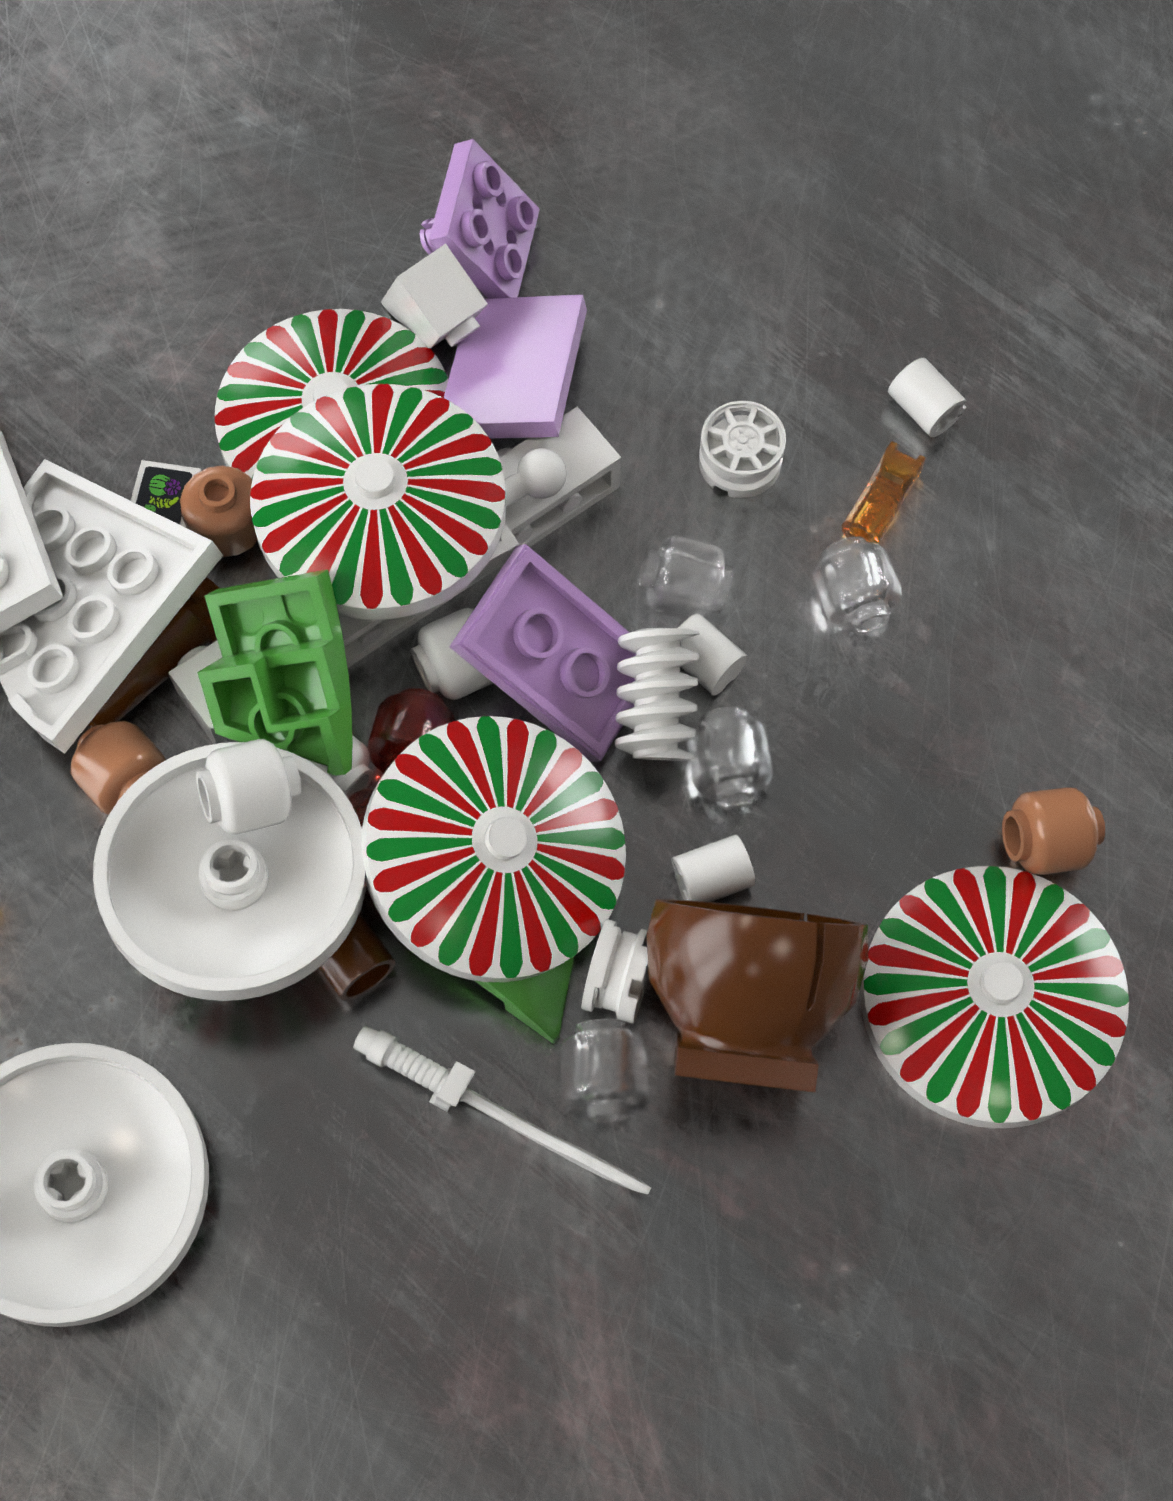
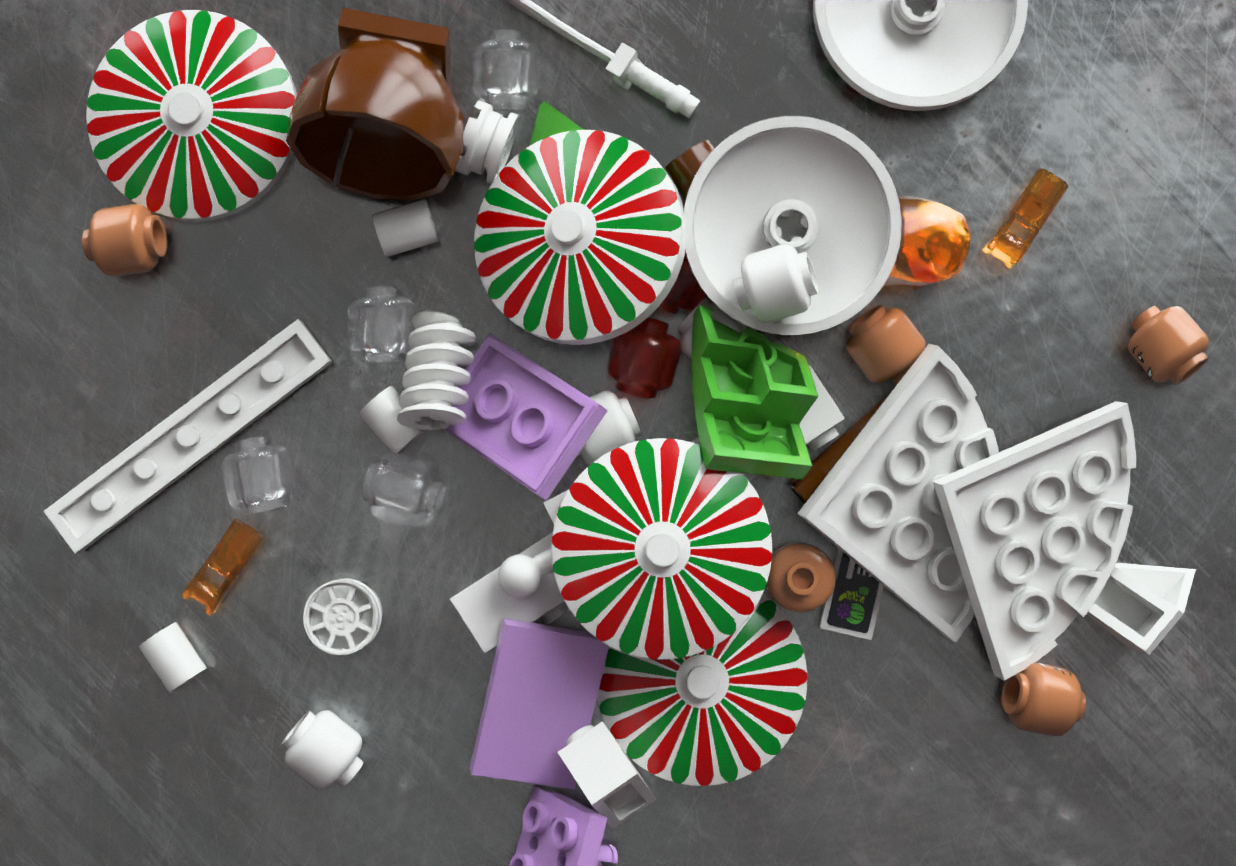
camera: 175 degrees left, 20 degrees up
(55, 884) = (931, 243): none -> clear orange piece
(748, 315) = (323, 750): none -> white head
(940, 626) = (187, 436): none -> white plate

